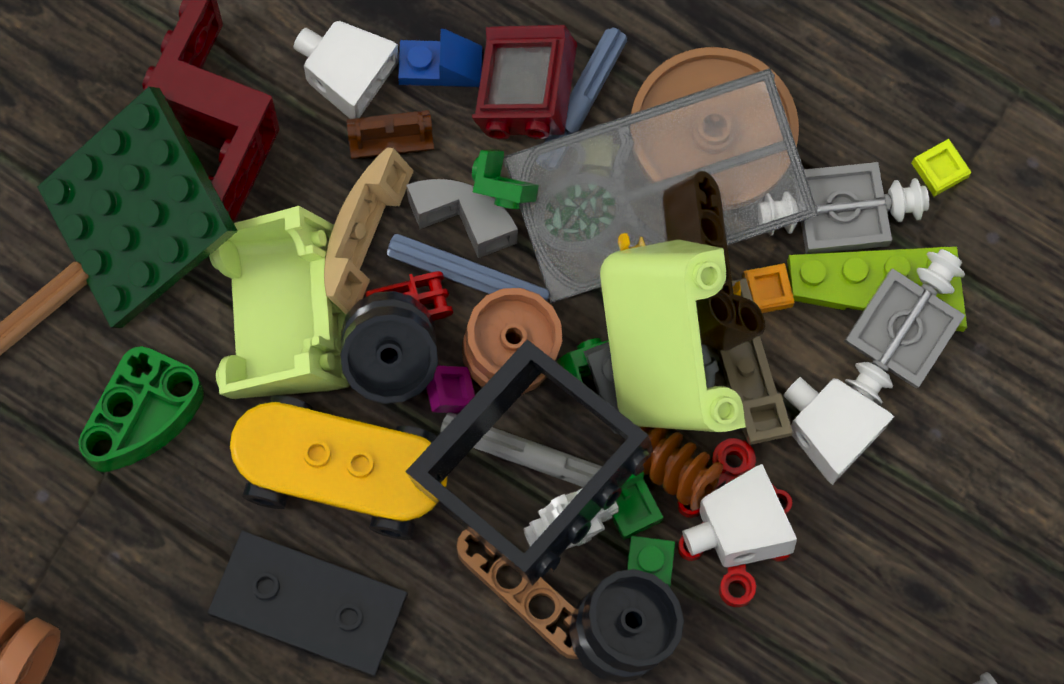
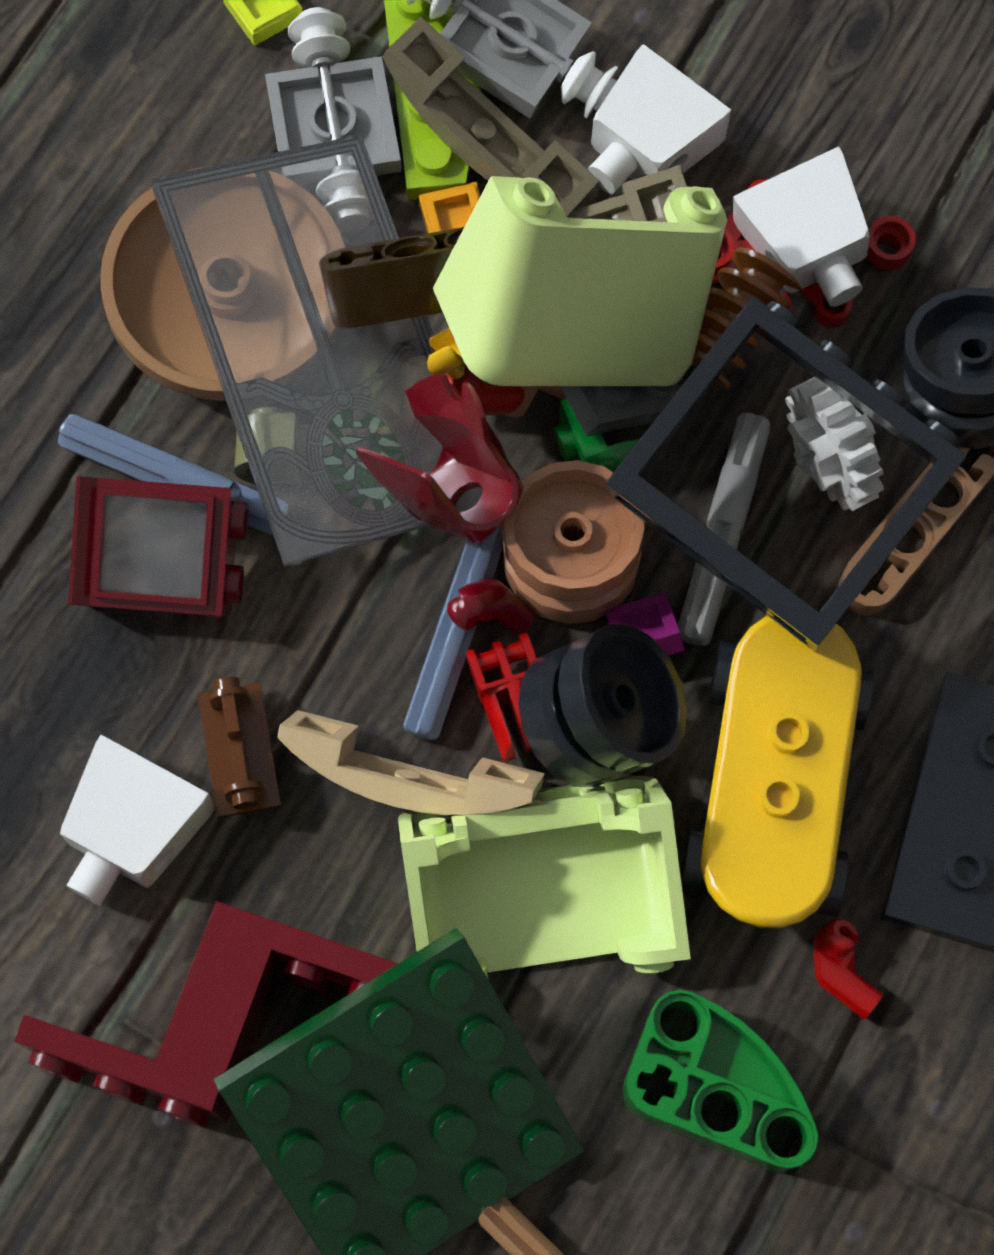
camera: 90 degrees left, 0 degrees up
(210, 497) = (836, 968): none -> red arm
(440, 63) = (116, 683): blue slope -> none
(473, 284) = (490, 600): none -> dark red arm
(486, 224) = (373, 602): light grey brick -> none
(488, 182) = (344, 554): green bracket -> none
(537, 248) = (468, 460): none -> dark red piece
(636, 508) = (767, 383): green bracket -> none
(652, 556) = (869, 349): green plate -> none
(830, 304) = (471, 124): none -> dark tan slope

